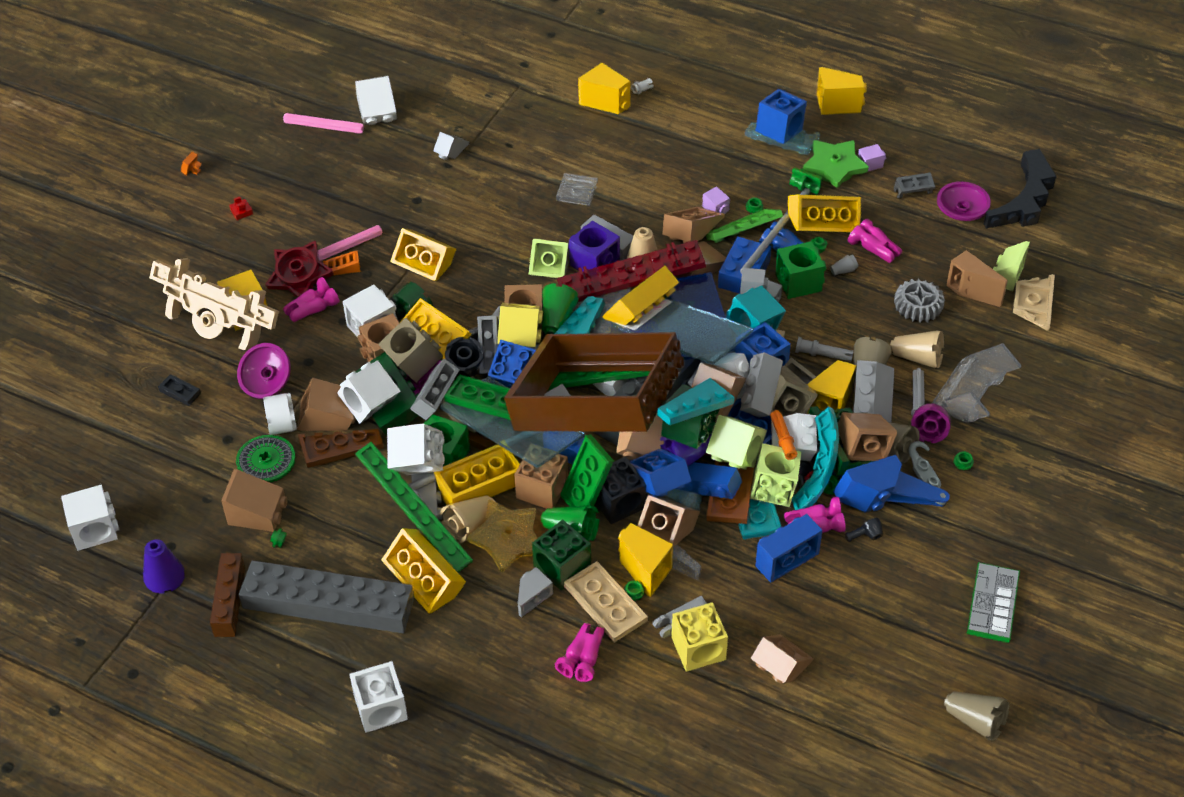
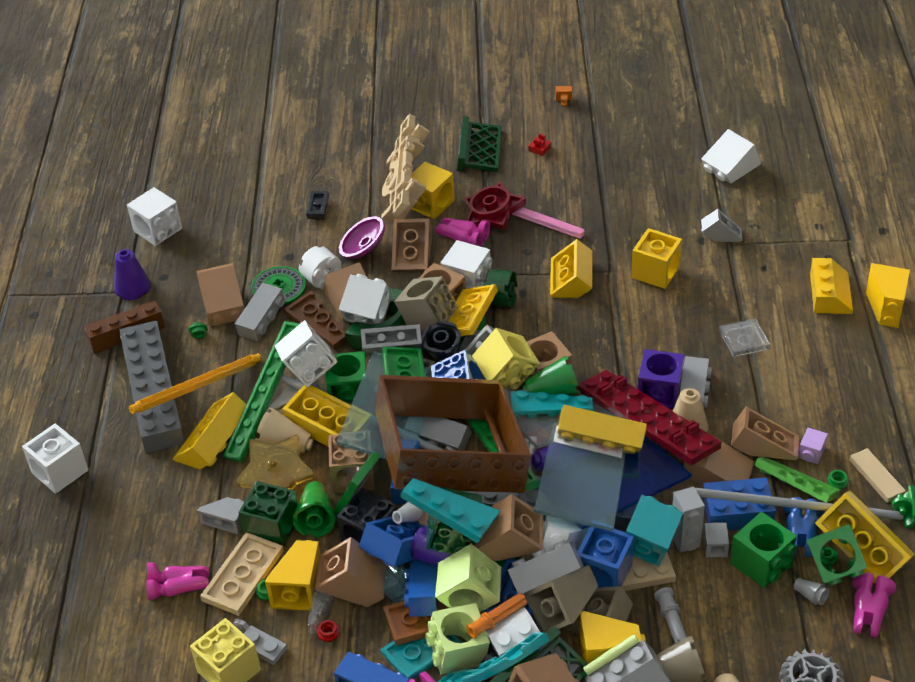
camera: 65 degrees right, 5 degrees down
(198, 257) = (466, 144): none -> dark green fence
(298, 480) = (260, 312): none -> light grey brick
(301, 342) = (411, 244): none -> medium nougat slope
(323, 123) = (681, 144): bright pink axle -> none
(347, 263) = (526, 233): orange slope -> none
(364, 555) = (194, 383): none -> light orange piece
(461, 193) = (656, 258): none -> yellow brick
(549, 258) = (629, 351): yellowish green slope -> none
(564, 120) = (830, 287): none -> yellow slope
(638, 451) = (407, 513): none -> white cone
(705, 559) = (325, 626): none -> red plate
(763, 184) = (877, 475): none -> tan tile
(836, 230) = (845, 536): none -> green brick
(854, 383) = (611, 654): none -> yellowish green piece

